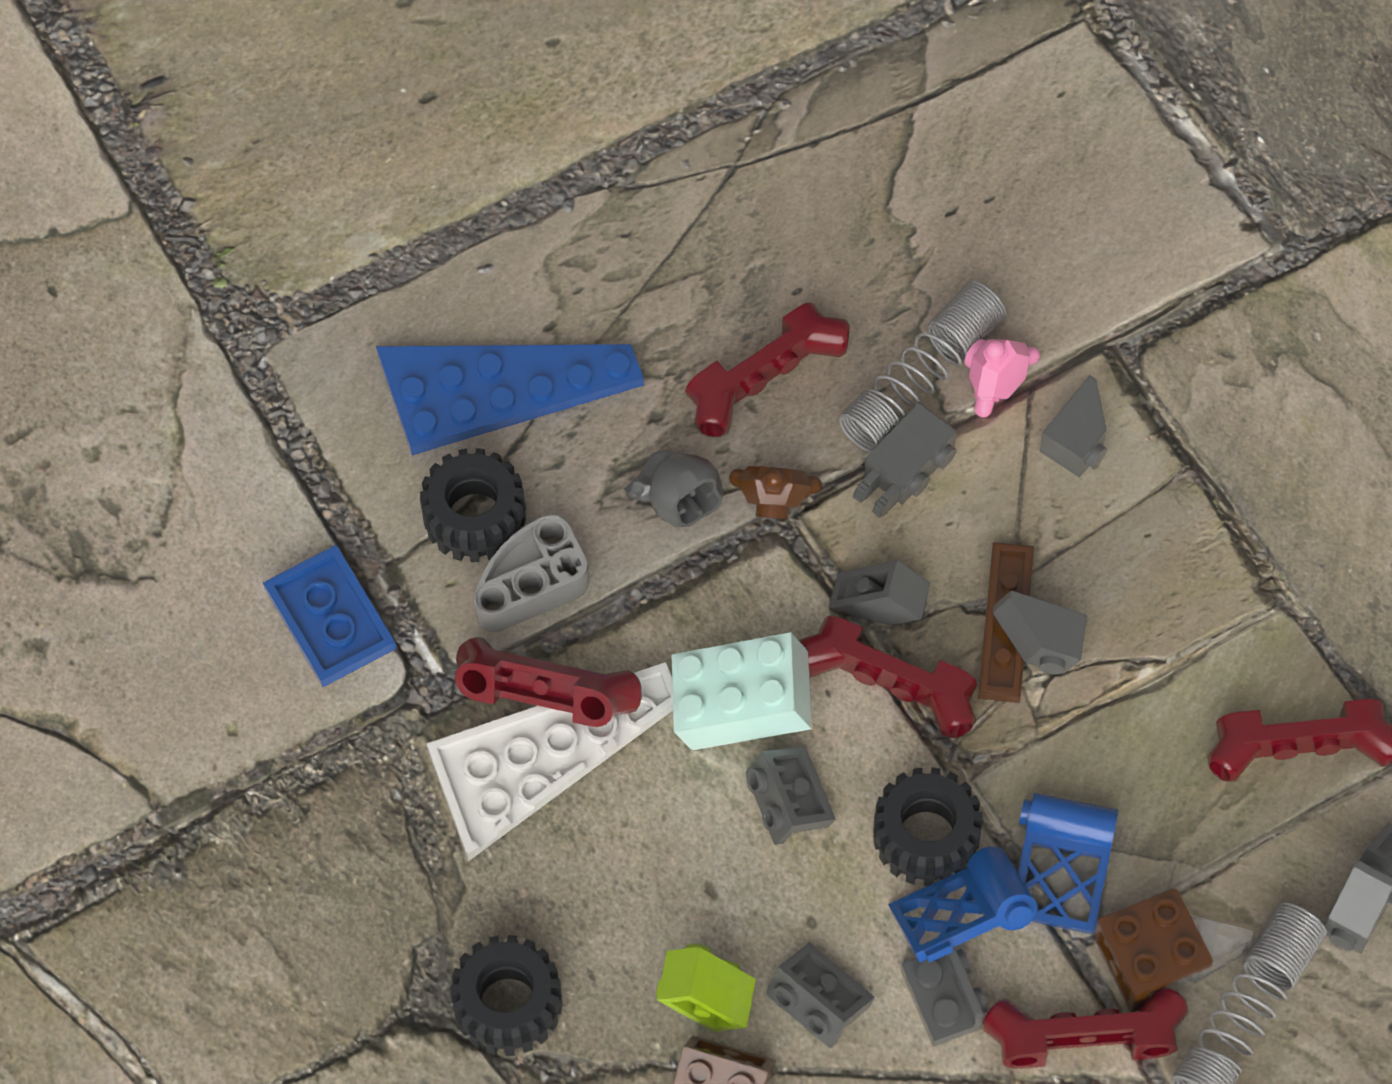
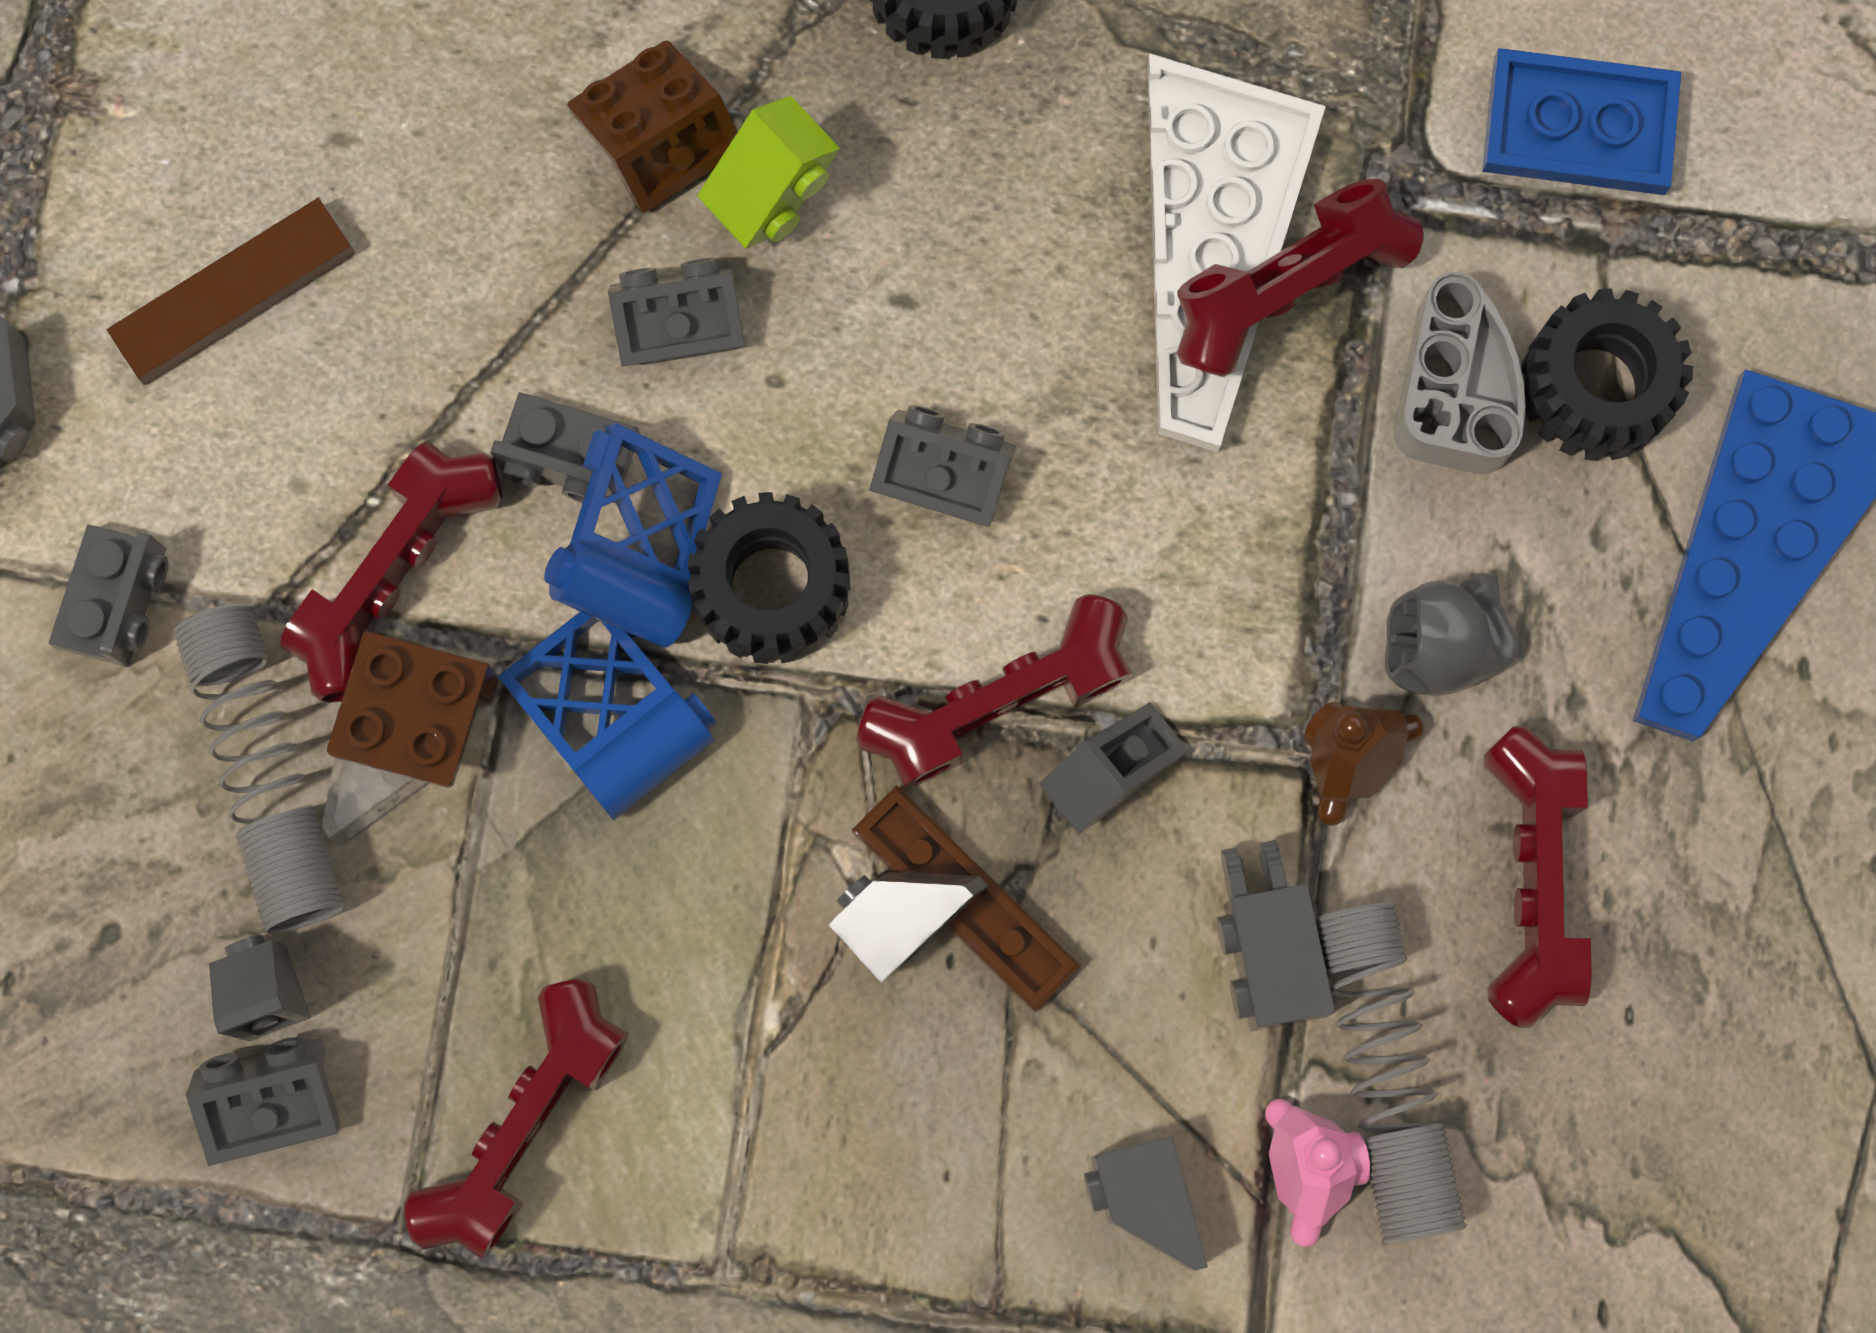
camera: 125 degrees right, 15 degrees up
(741, 691) = (1103, 487): light aqua brick -> none

